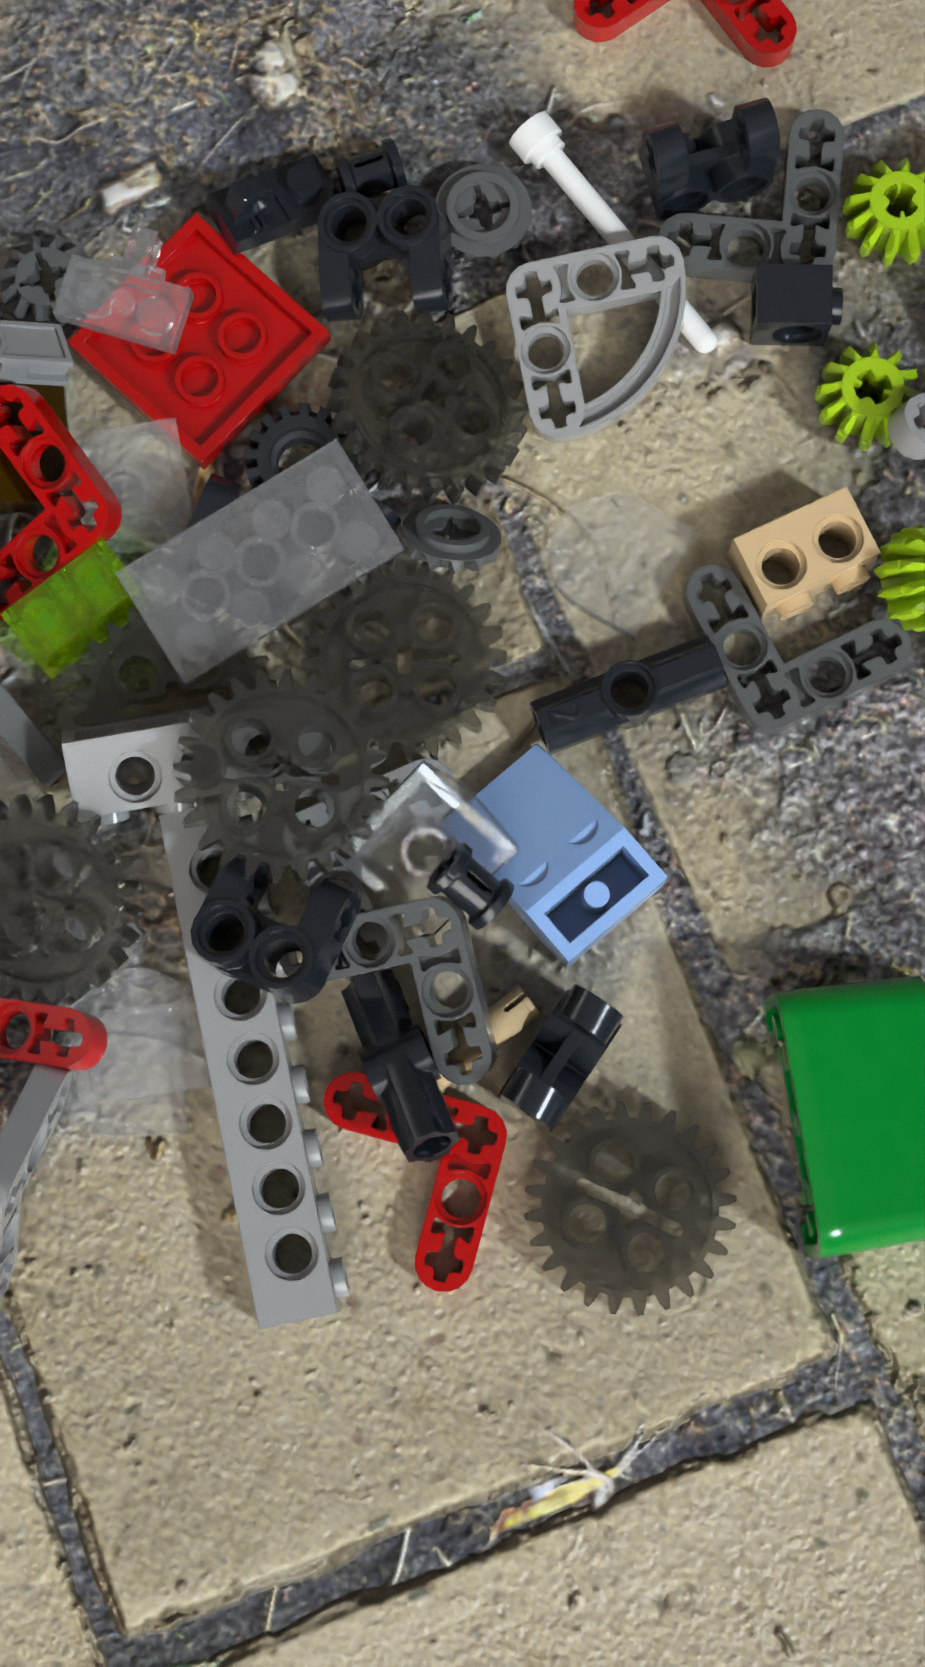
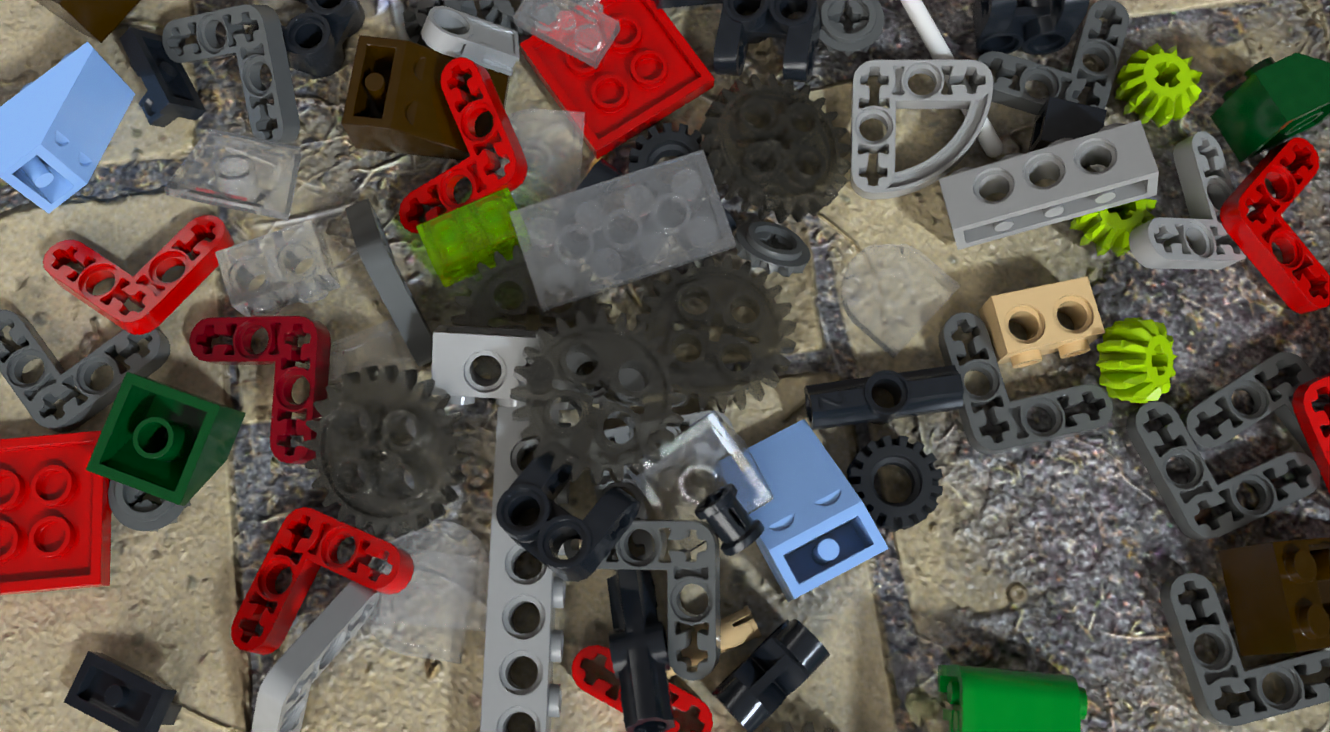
camera: 10 degrees right, 5 degrees down
(685, 766) = (920, 470): none -> black tyre
(807, 388) = (1128, 177): none -> light grey brick

